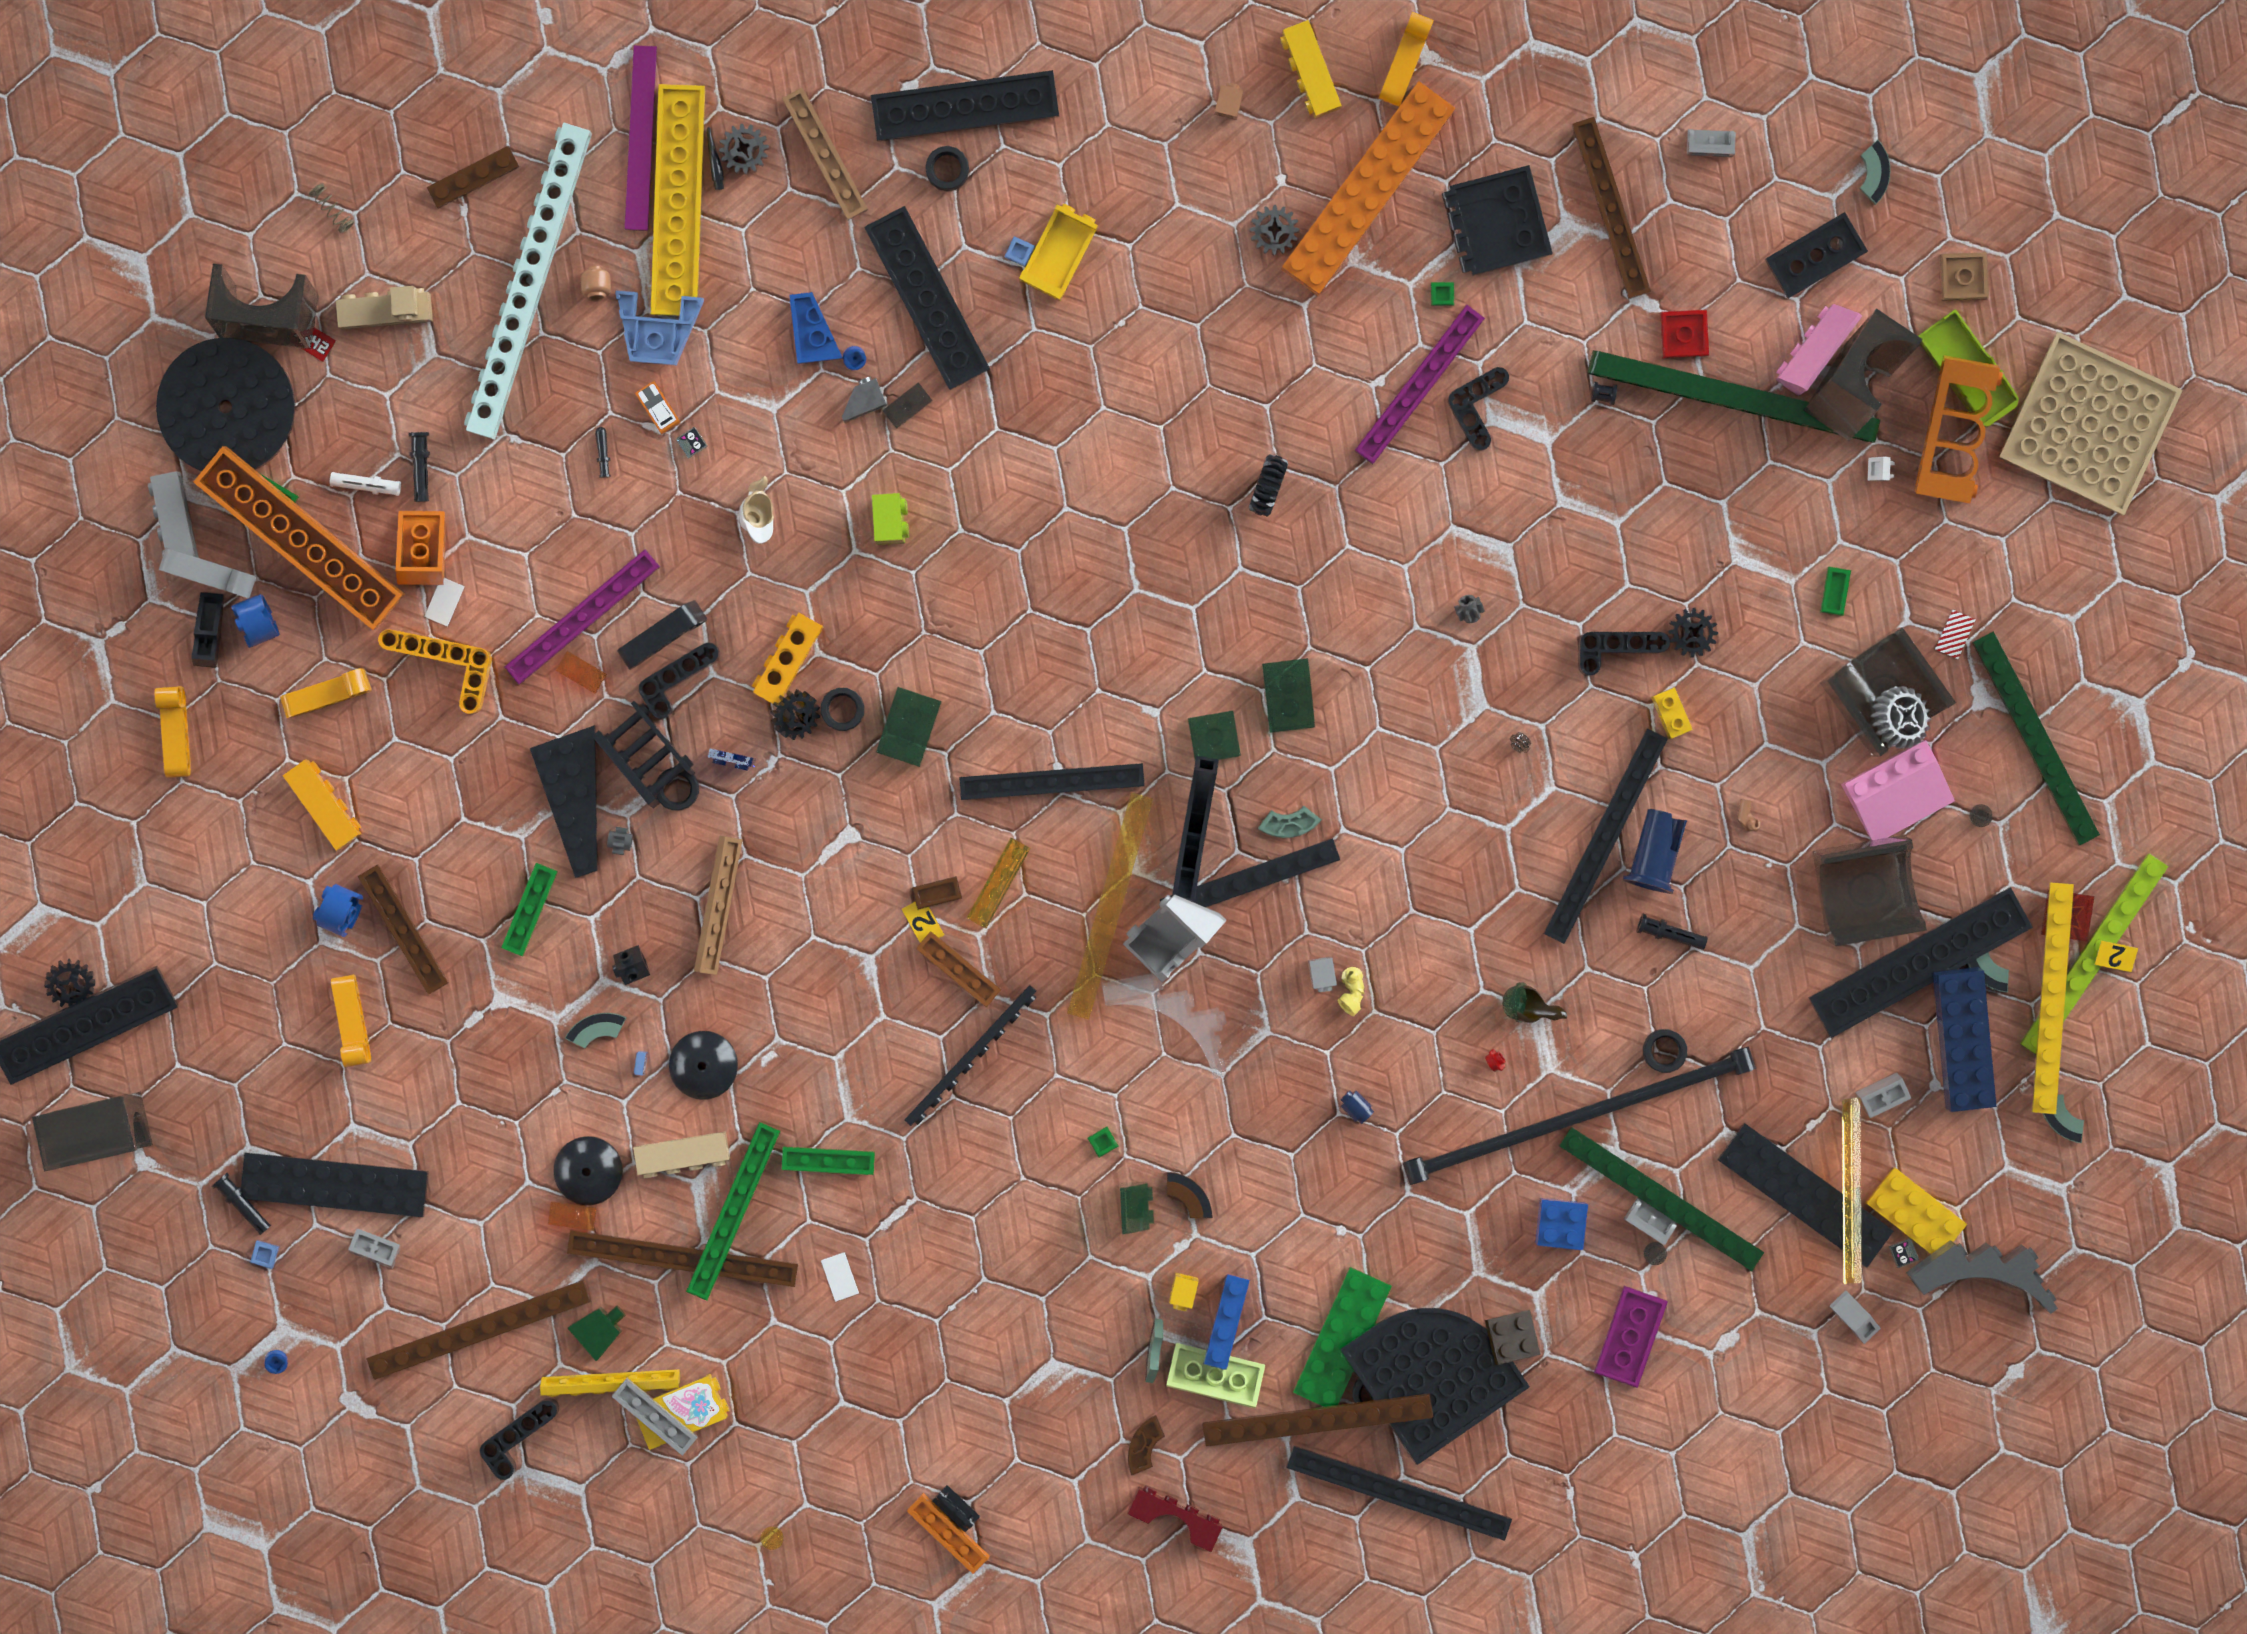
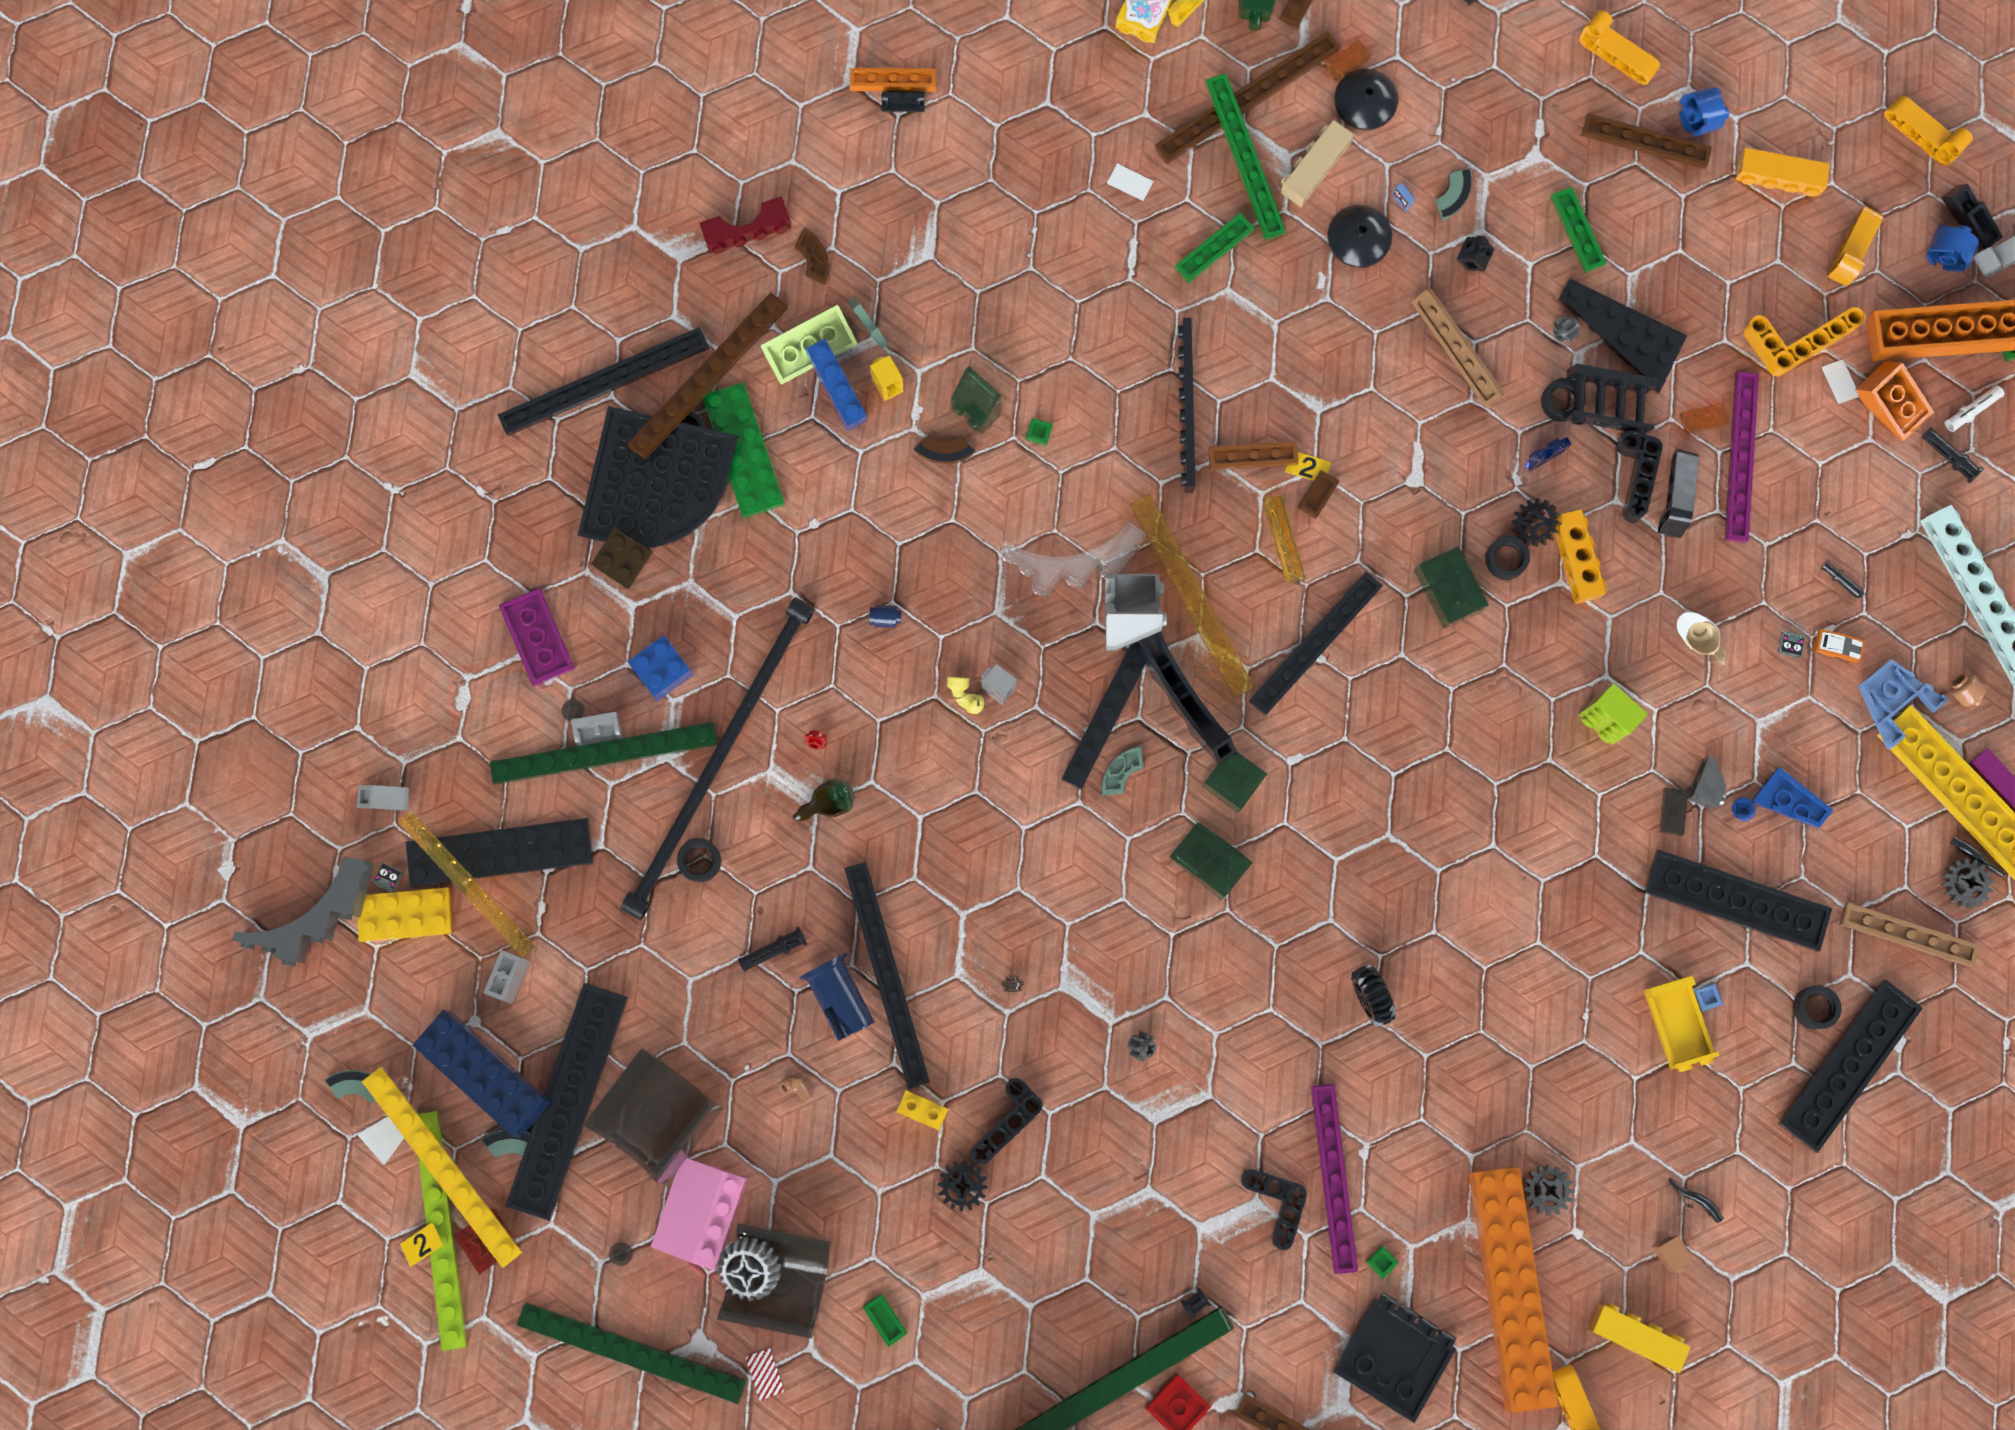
camera: 135 degrees right, 10 degrees down
(1168, 109) = (1711, 1209): none -> black animal
(2077, 1061) = (382, 1139): none -> white sticker

